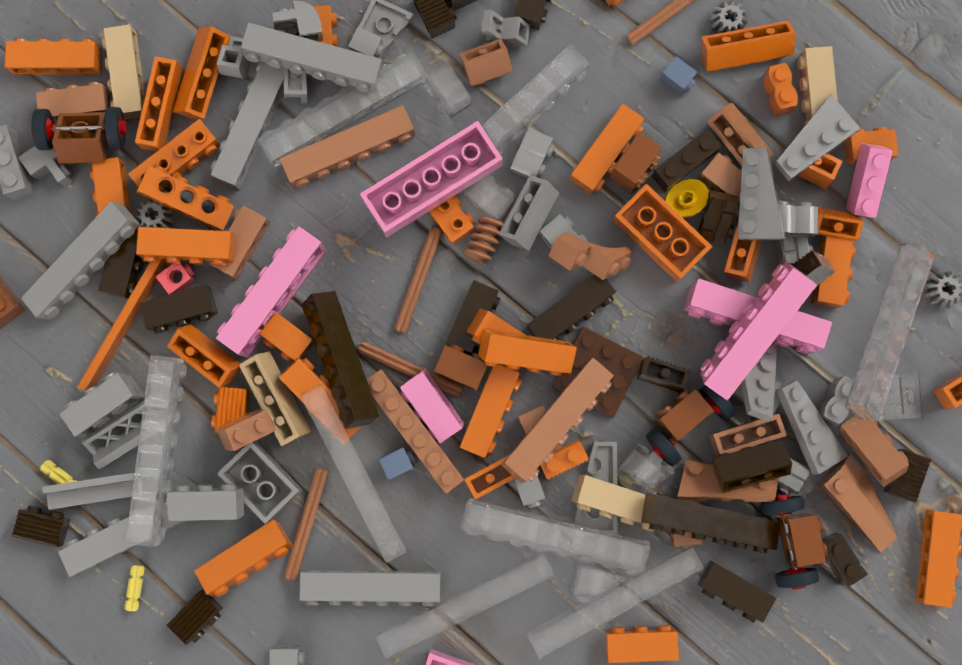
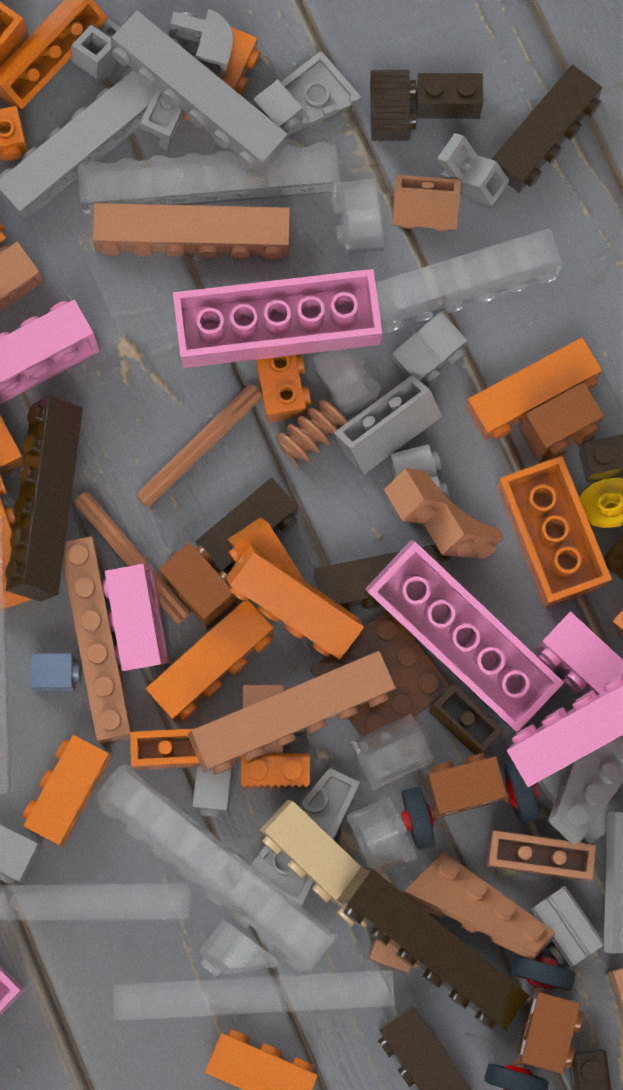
camera: 25 degrees right, 5 degrees down
(440, 532) = (66, 790): none -> orange brick
(628, 414) = (392, 752): none -> clear brick
(639, 323) = (464, 635): none -> bright pink brick
(752, 465) = (524, 896): dark brown brick -> none

